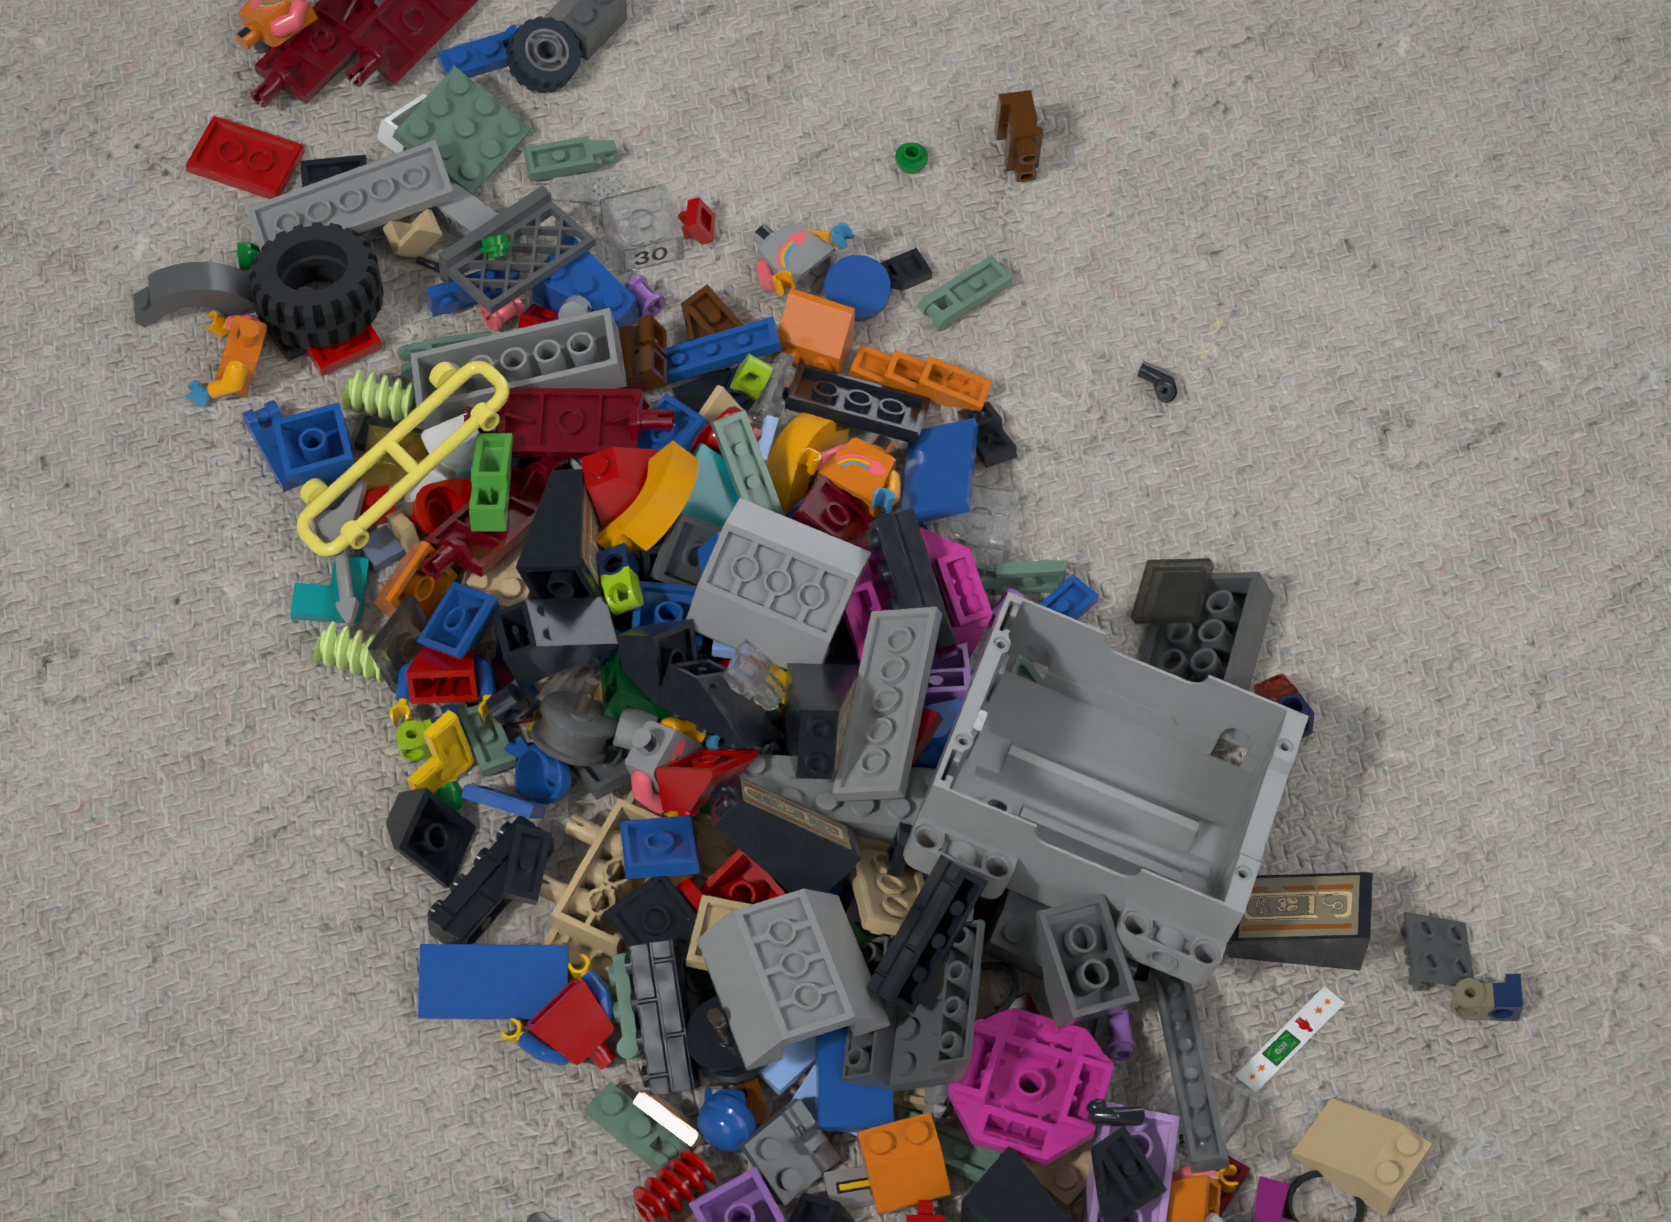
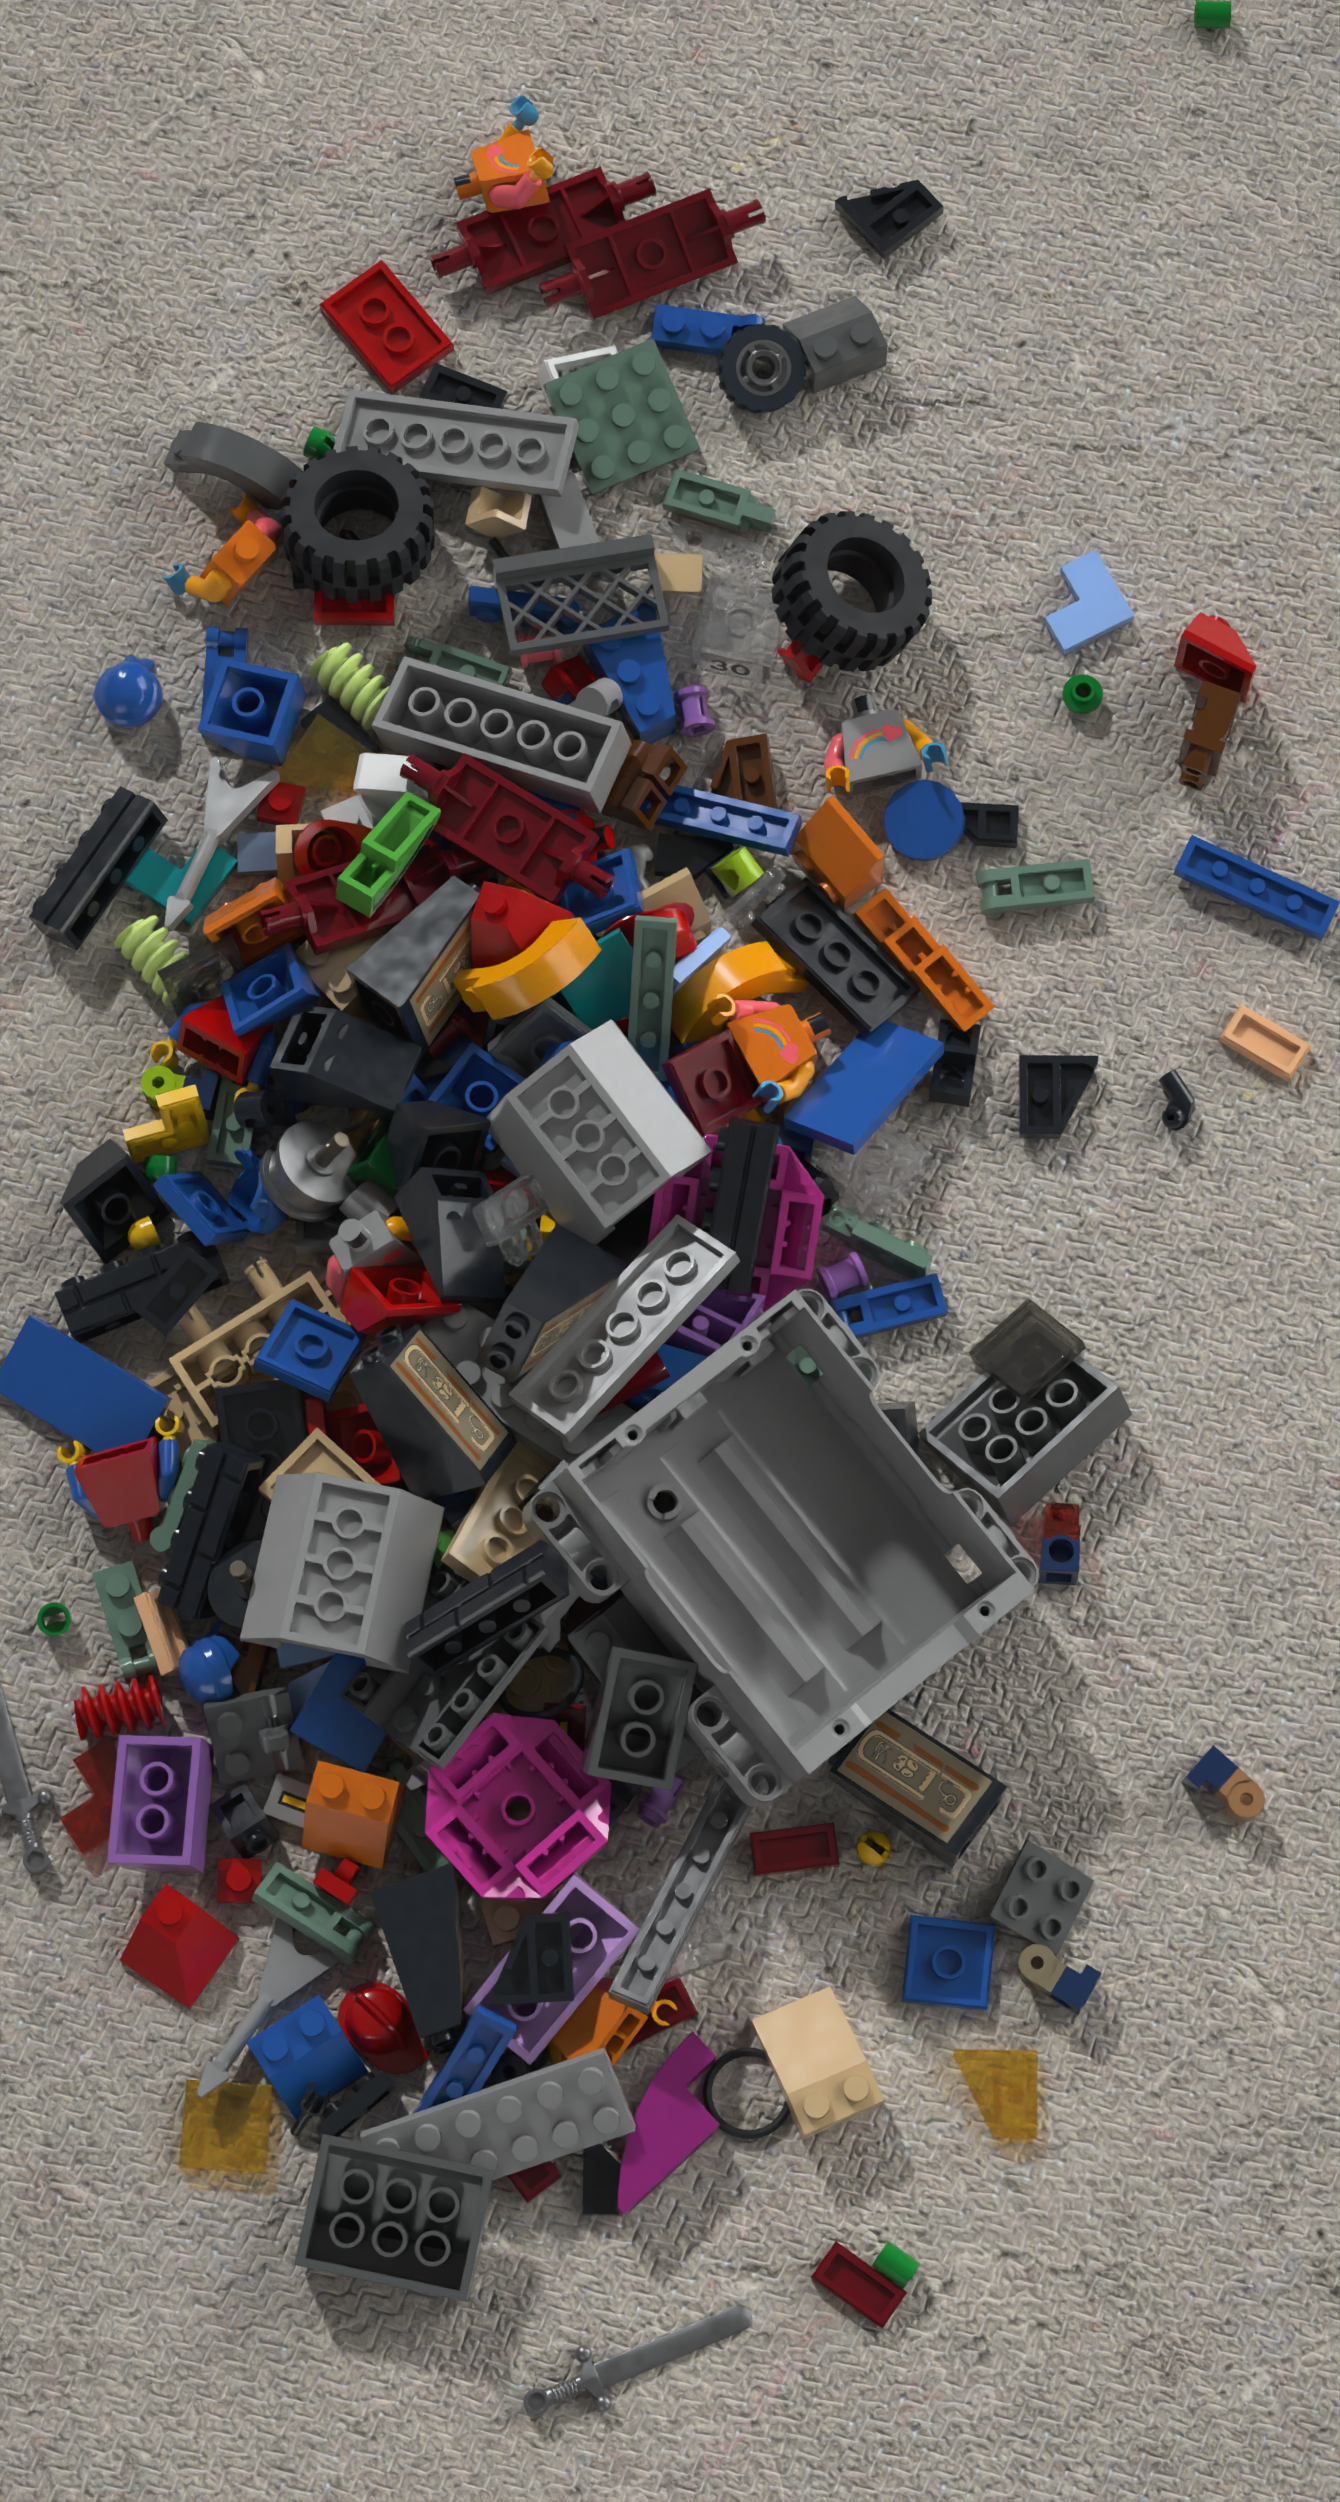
camera: 35 degrees right, 15 degrees up
(211, 485) = (129, 693): none -> blue hat
(266, 613) = (97, 868): none -> black brick
(447, 381) = (223, 767): light yellow bar -> none
(468, 846) = (143, 1234): none -> yellow hinge
(496, 245) = (556, 582): green plate -> none
(572, 1149) = (55, 1628): none -> green hinge
(578, 207) = (679, 574): none -> tan panel
(620, 579) = (450, 1035): lime leg -> none
(710, 157) = (875, 559): none -> black tyre
(881, 99) = (1097, 607): none -> light blue tile
(984, 81) = (1216, 654): none -> red slope
(1068, 418) = (1050, 1092): none -> black wing
(1114, 1116) = (569, 1898): black arm -> none
(1118, 219) = (1256, 888): none -> blue plate
(1193, 316) = (1265, 1043): none -> light nougat tile
(1240, 1018) = (794, 1849): none -> dark red tile
(1289, 1039) = (832, 1899): white sticker -> none
(1296, 990) = (868, 1854): none -> yellow hinge
(1404, 1034) = (948, 1963): none -> blue tile
(1504, 1098) = (1003, 2089): none -> clear yellow wing
(1513, 804) = (1228, 1783): none -> leg

